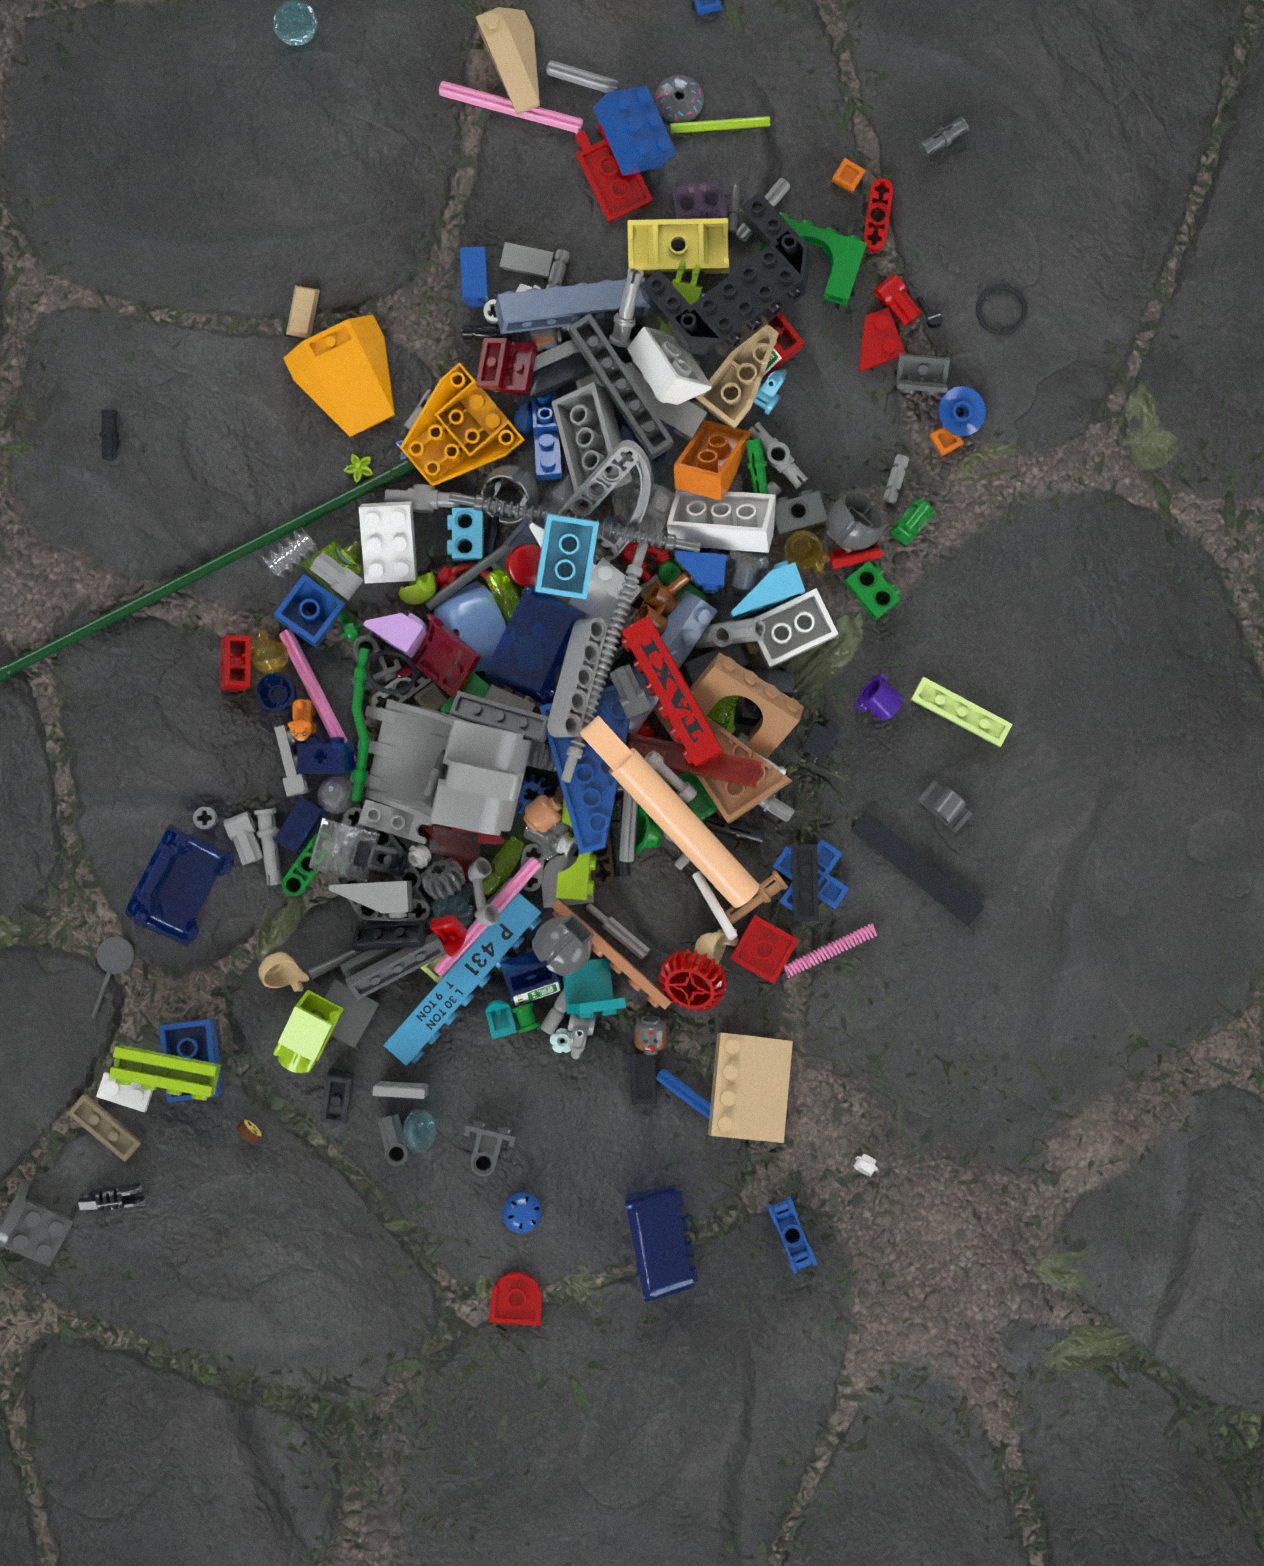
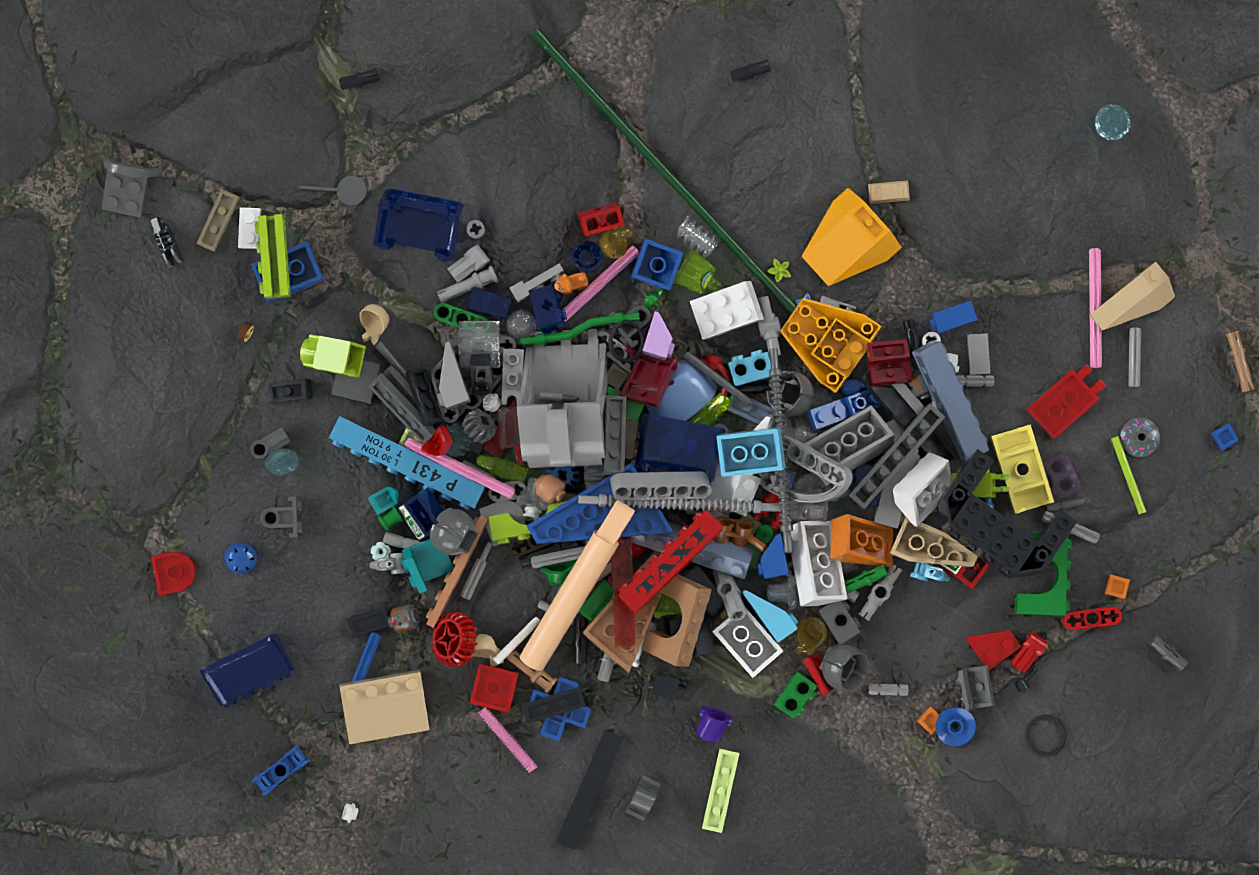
camera: 80 degrees right, 0 degrees up
(340, 578) = (687, 282): light grey piece -> none
(401, 1089) = (309, 439): light grey tile -> none
(419, 590) = (696, 344): lime hair -> none
(477, 871) = (492, 450): light grey bar -> none
(523, 564) = (739, 419): red piece -> none
(624, 319) = (951, 444): light grey pin -> none
(632, 697) = (657, 531): dark grey piece -> none
(634, 130) = (1102, 410): blue brick -> none
(685, 790) = (598, 592): light grey bar -> none
(912, 520) = (859, 711): green piece -> none

